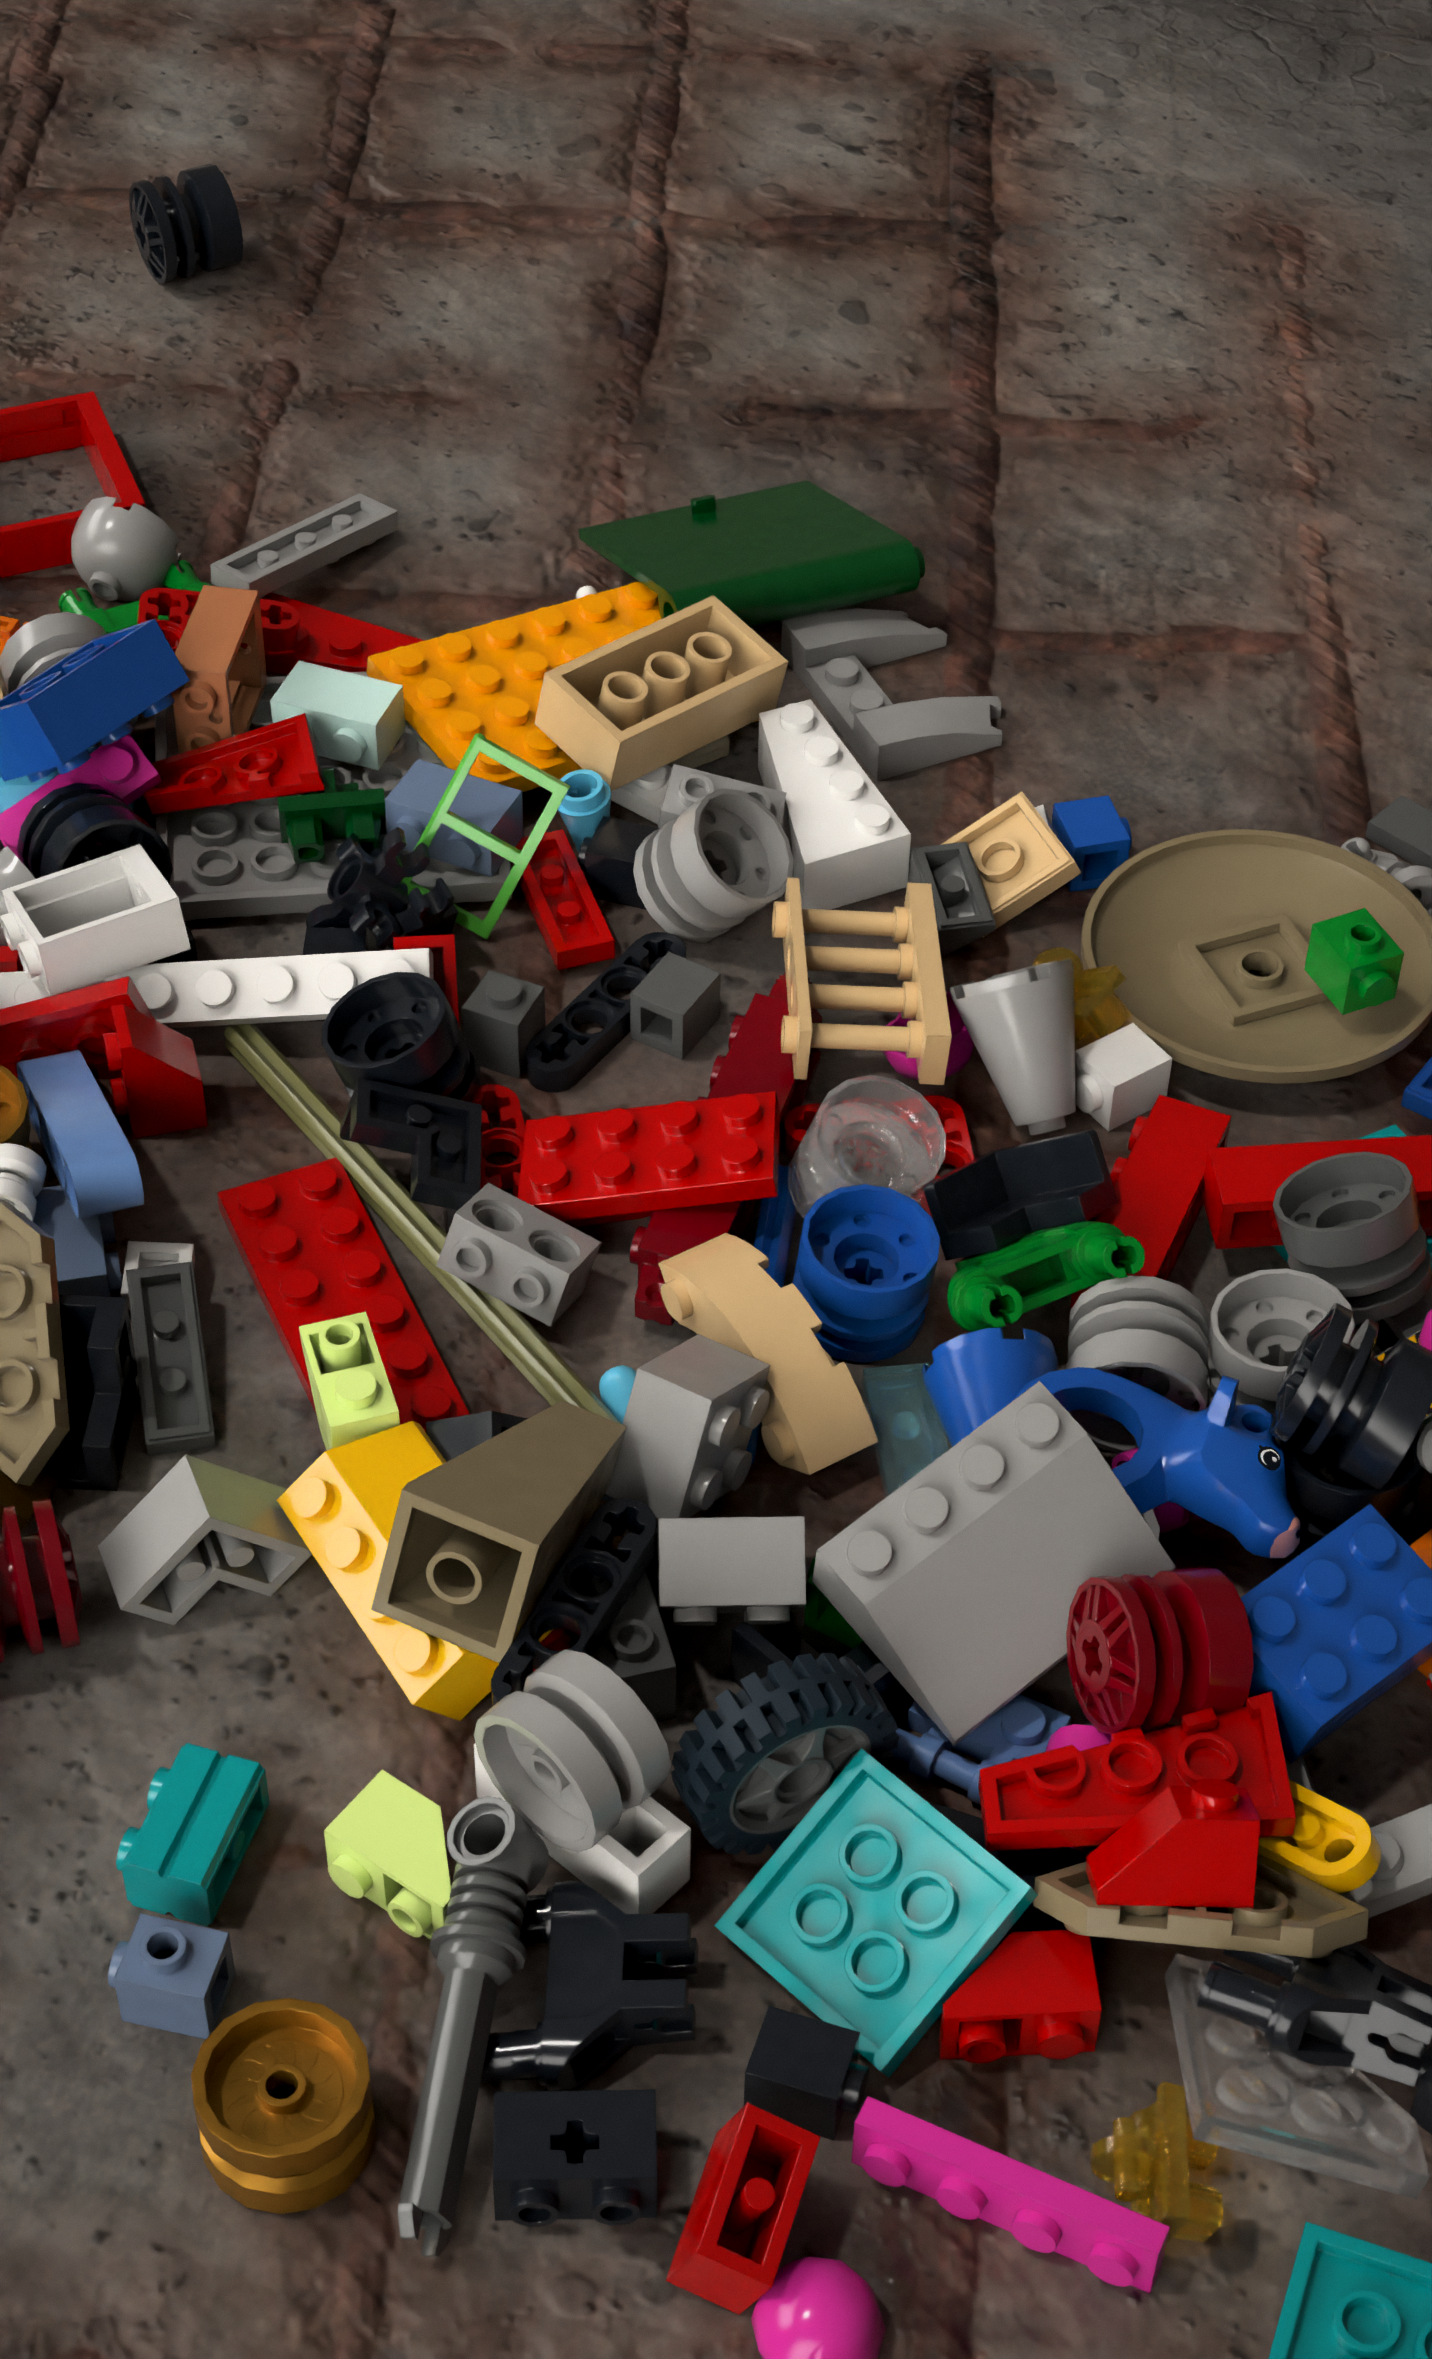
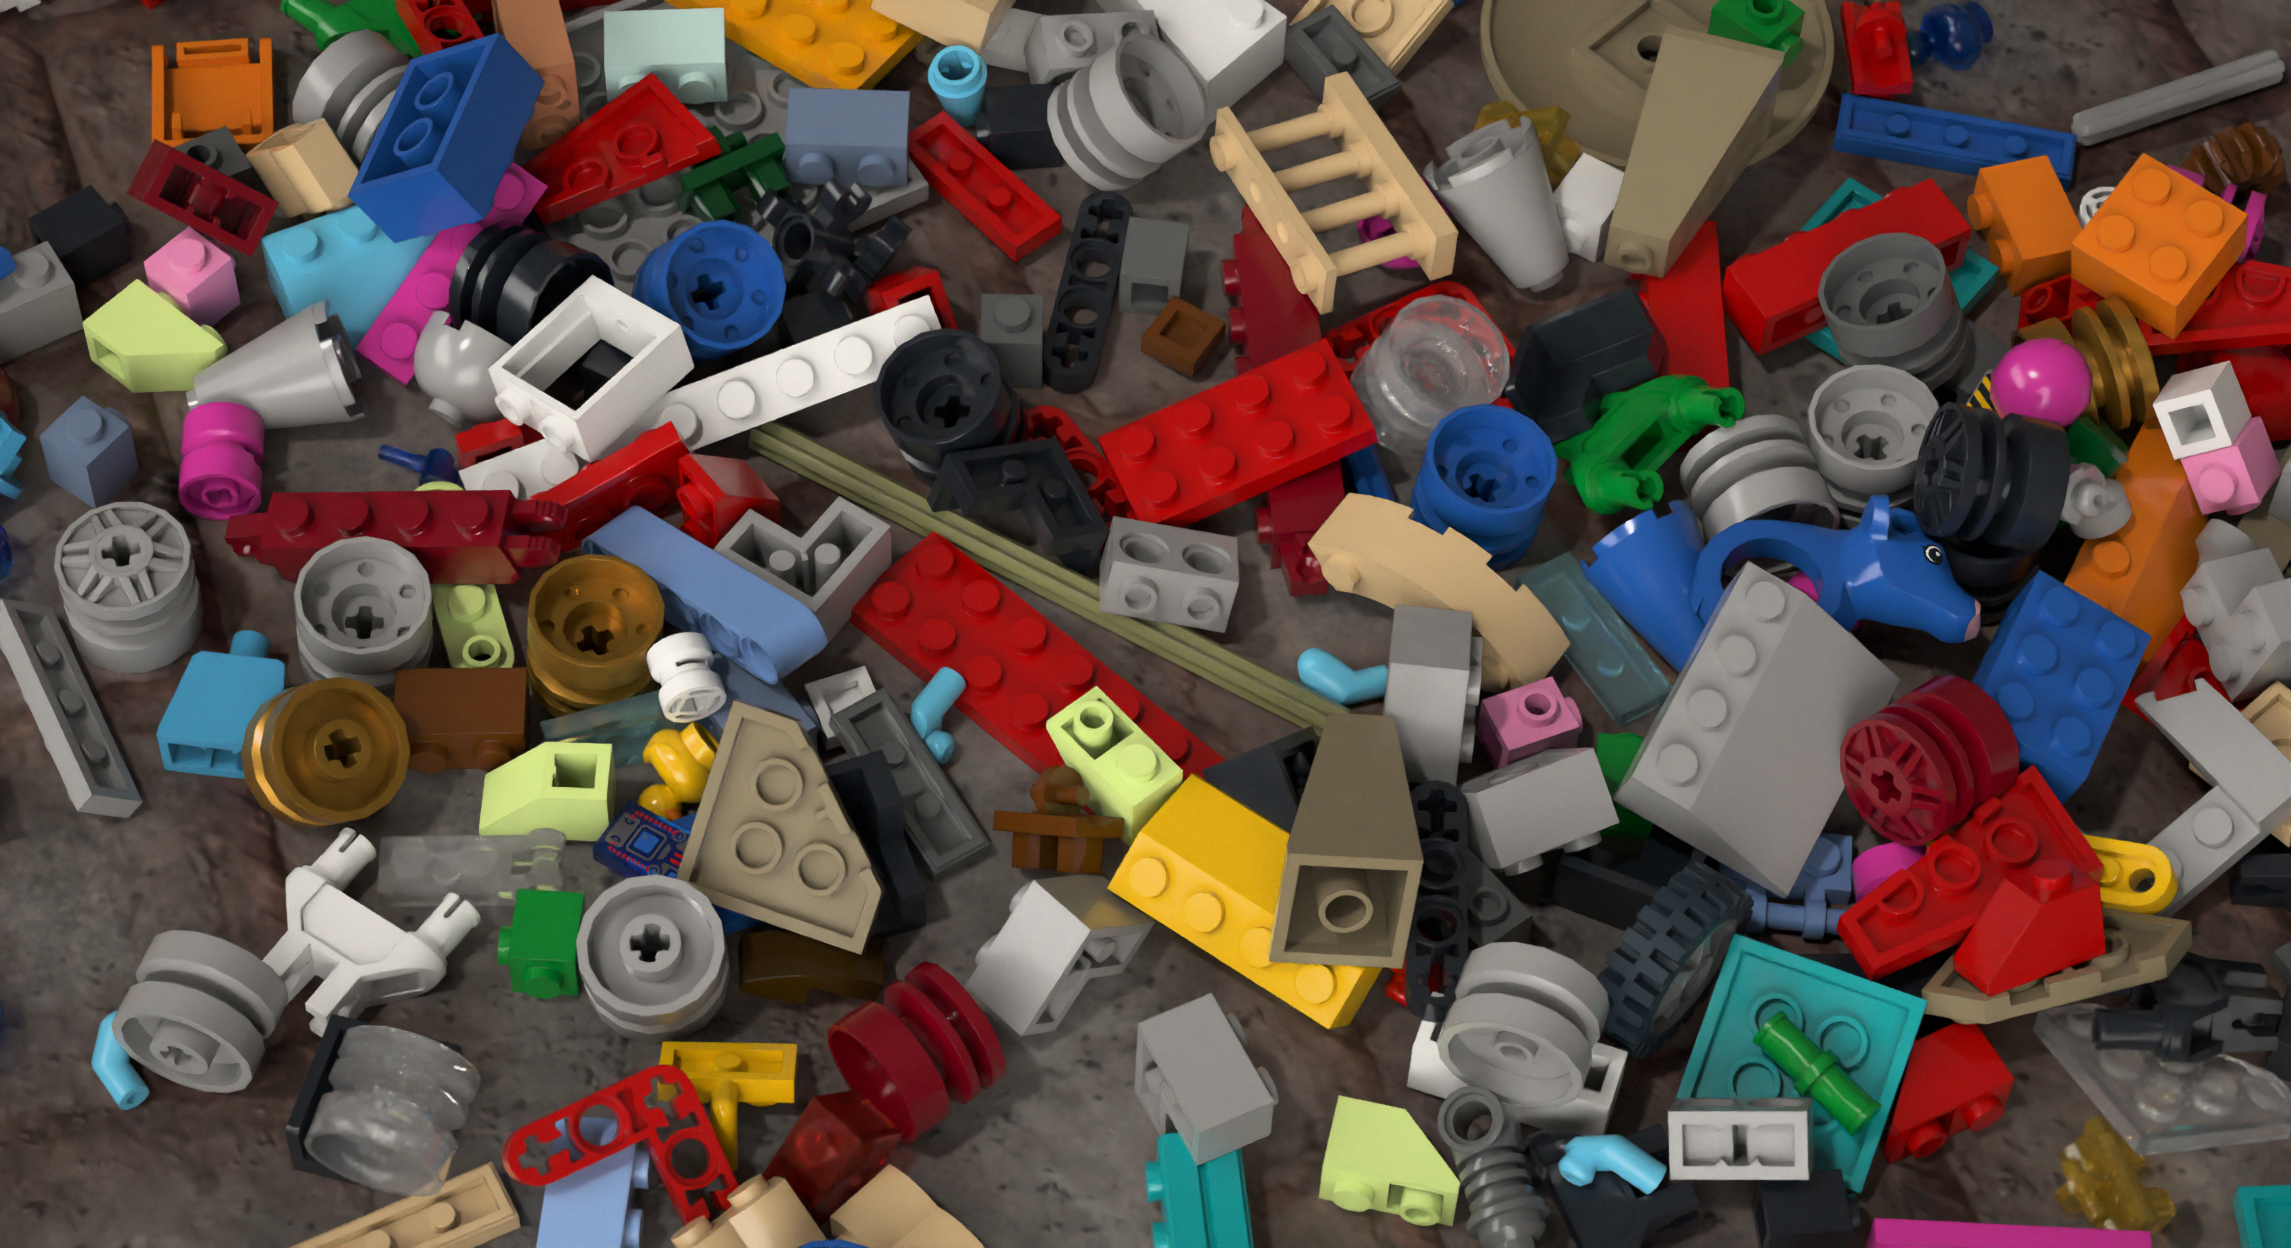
camera: 25 degrees left, 10 degrees up
(194, 1154) = (822, 569): none -> light grey brick
(225, 1307) = (929, 709): none -> medium azure arm
(251, 1700) = (1201, 1081): none -> light grey brick
(253, 863) = (736, 272): none -> blue wheel
(269, 1439) = (1058, 801): none -> reddish brown hips
(520, 858) = (942, 164): bright green window -> none
(614, 1922) = (1610, 1153): none -> medium azure arm
(668, 1070) = (1183, 336): none -> reddish brown plate
(764, 1959) = (1741, 1138): none -> light grey brick
(798, 1489) = (1527, 722): none -> bright pink brick
(878, 1921) = (1817, 1073): none -> green pin
(1228, 1030) = (1693, 140): none -> dark tan slope

